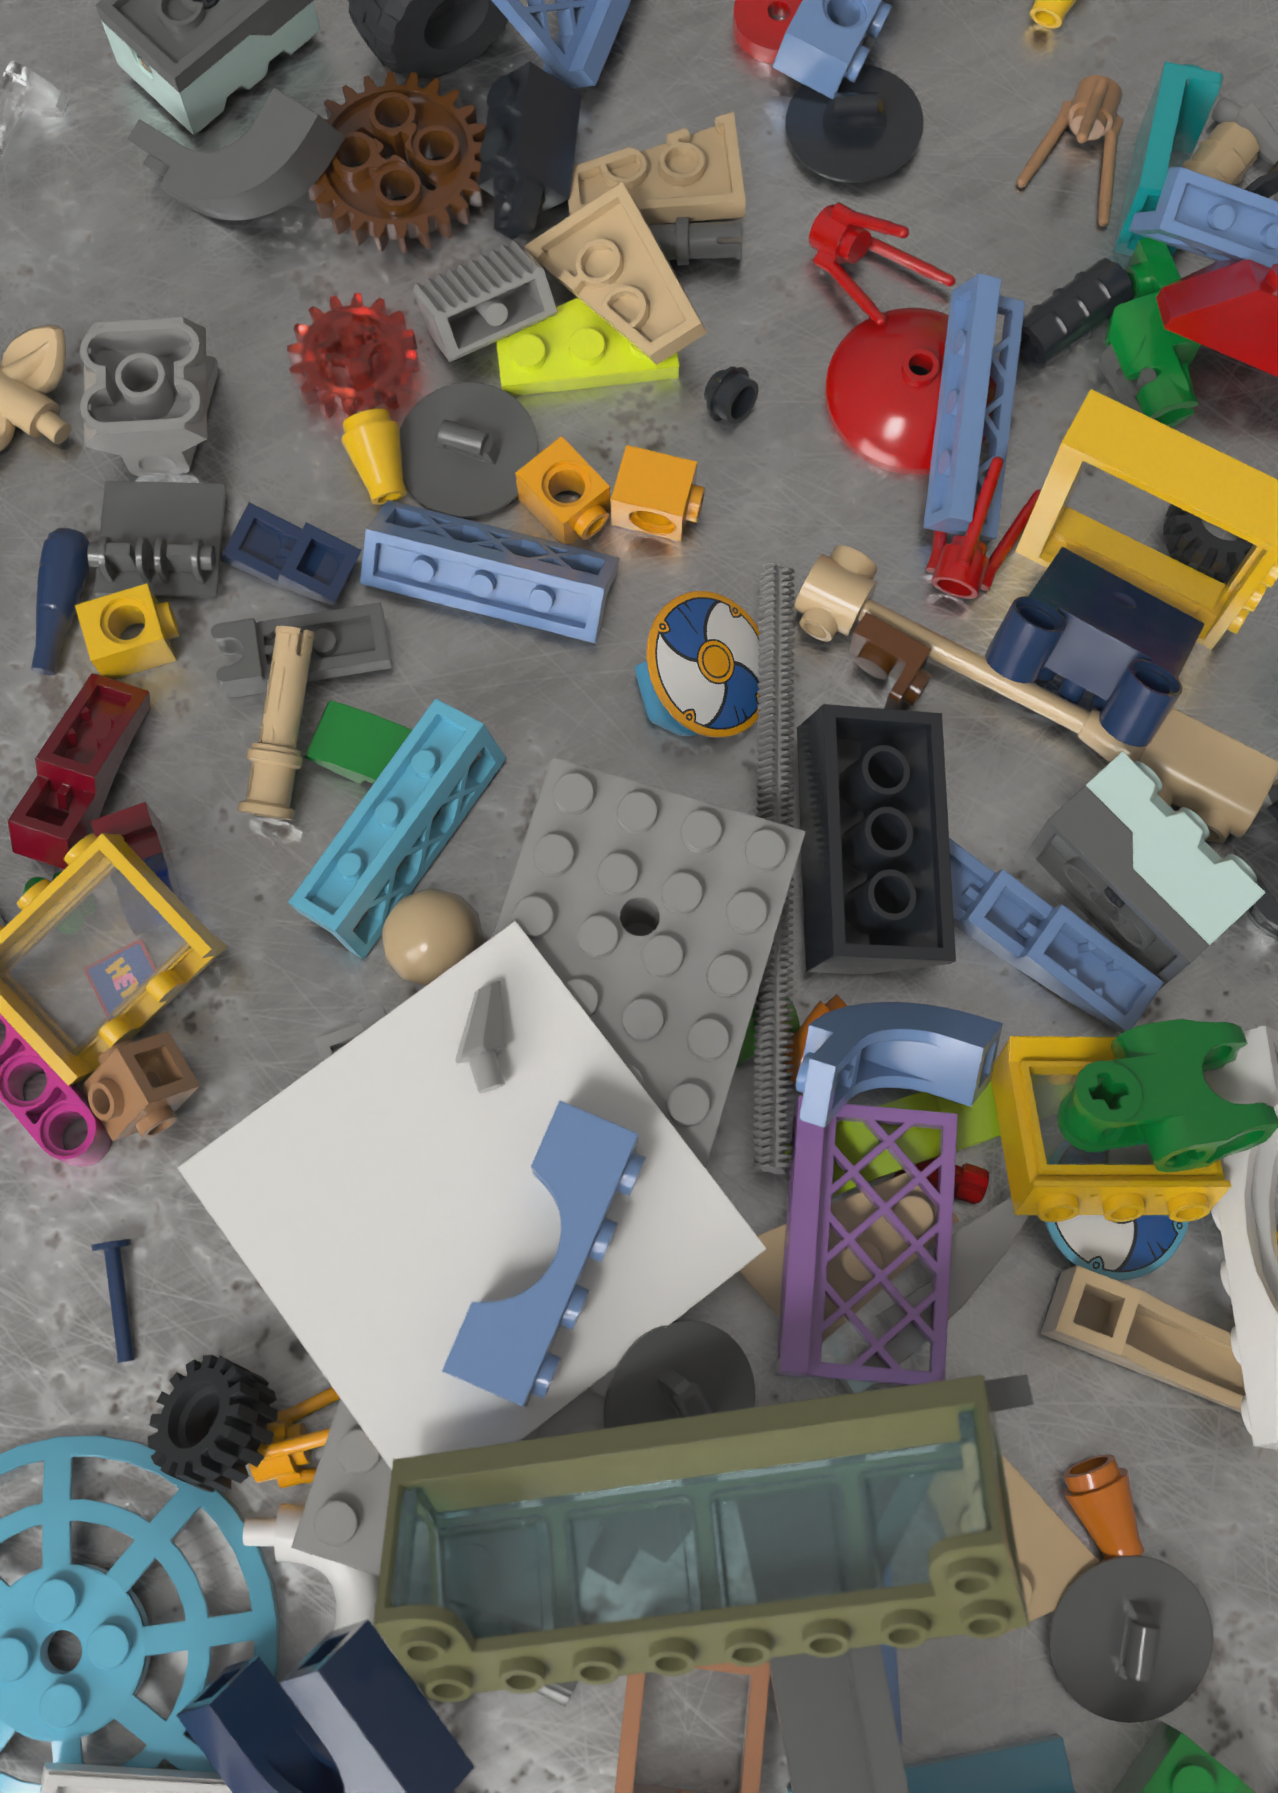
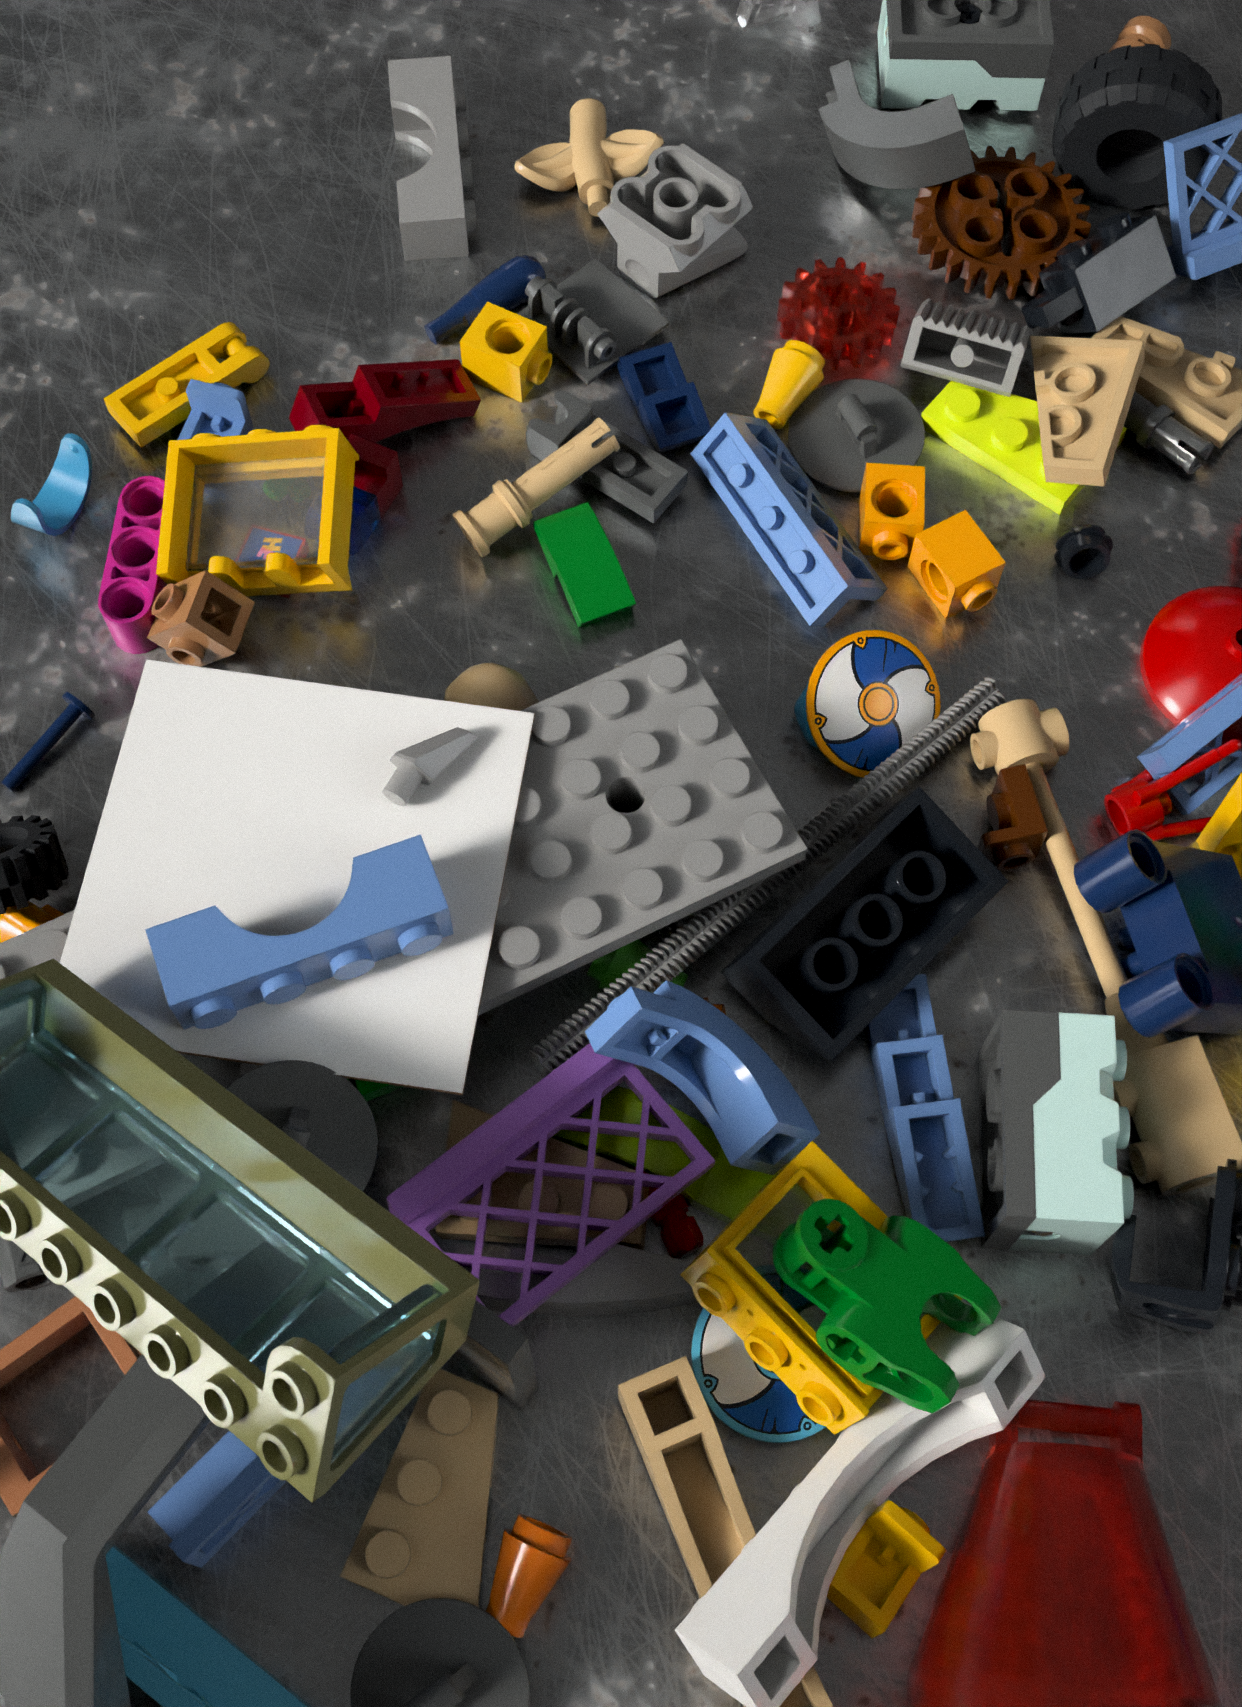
camera: 45 degrees right, 10 degrees down
(397, 824) = (544, 609): medium azure fence -> none

